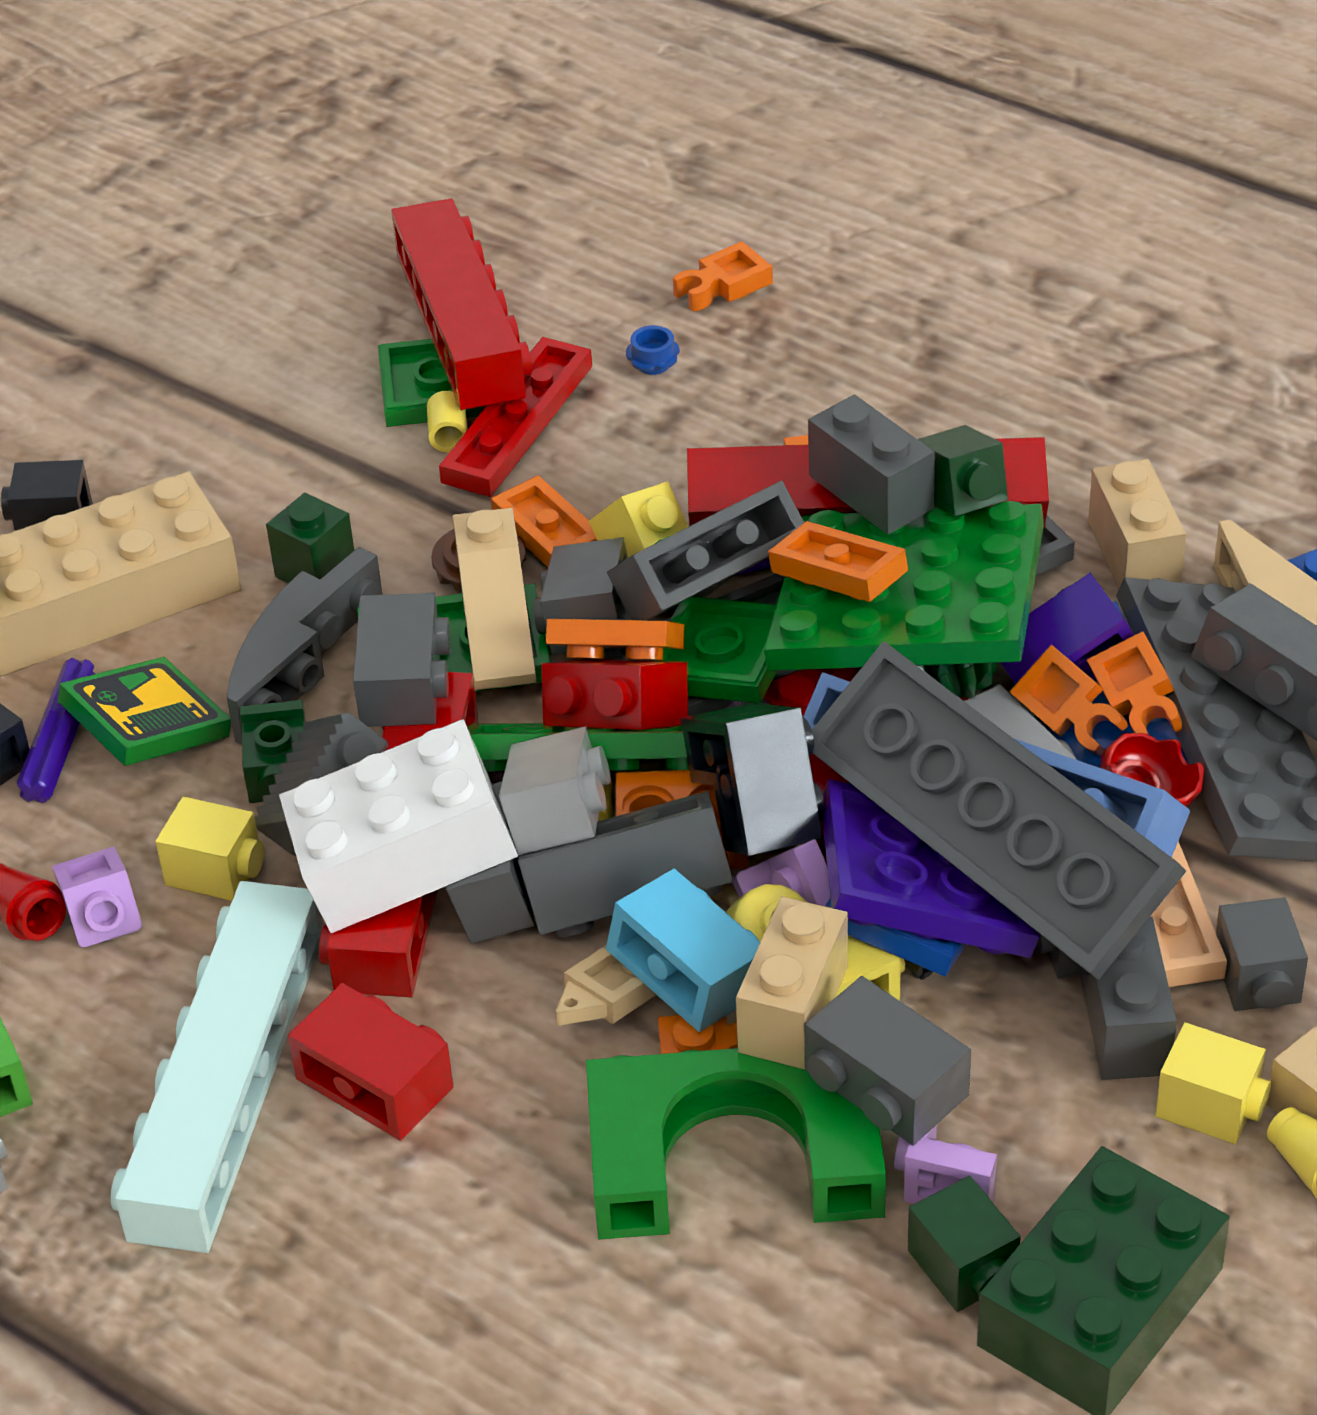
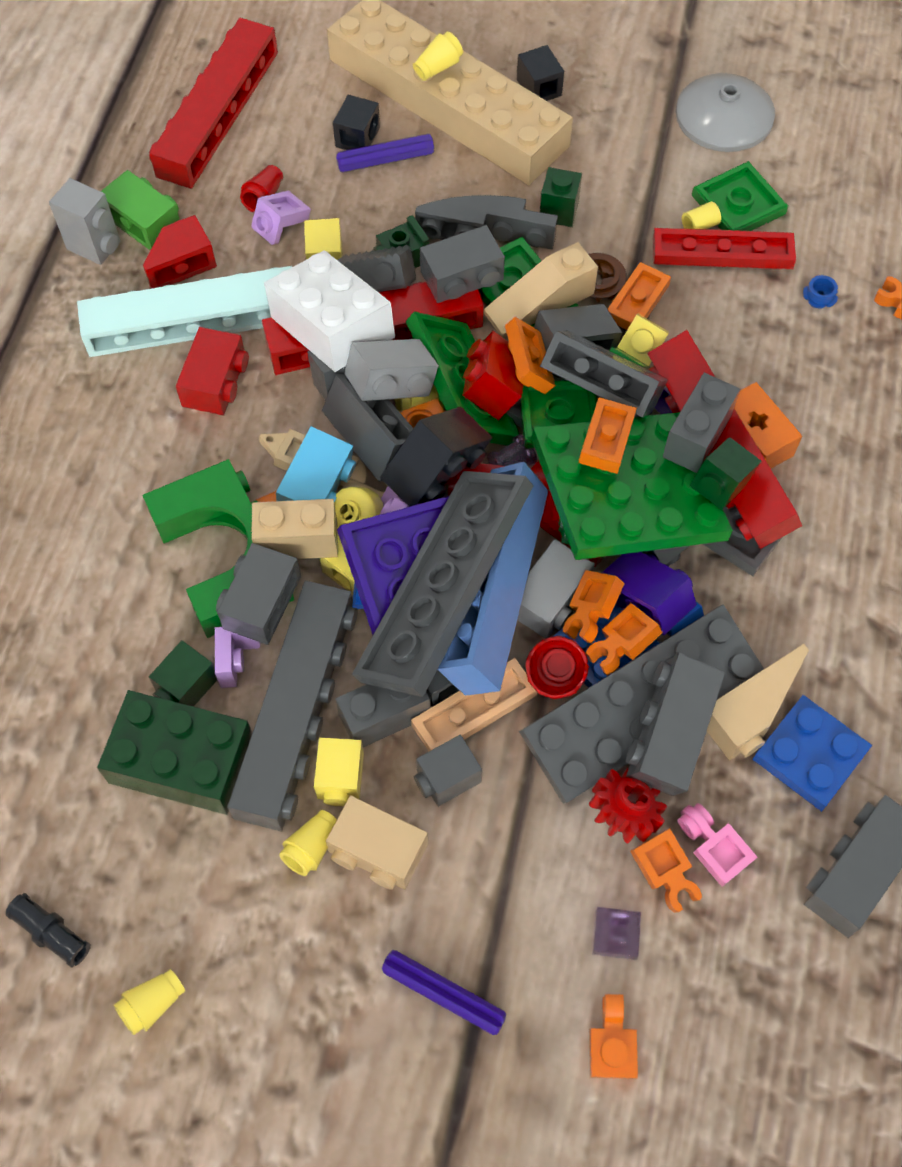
camera: 65 degrees right, 20 degrees up
(84, 1042) = (179, 253): none -> red slope
(144, 710) = (406, 178): tile -> none
(262, 346) = (725, 112): none -> light grey dish
(461, 304) = (792, 179): red brick -> none
(1071, 1105) = (292, 707): none -> dark grey brick
(1136, 522) = (787, 600): tan brick -> none

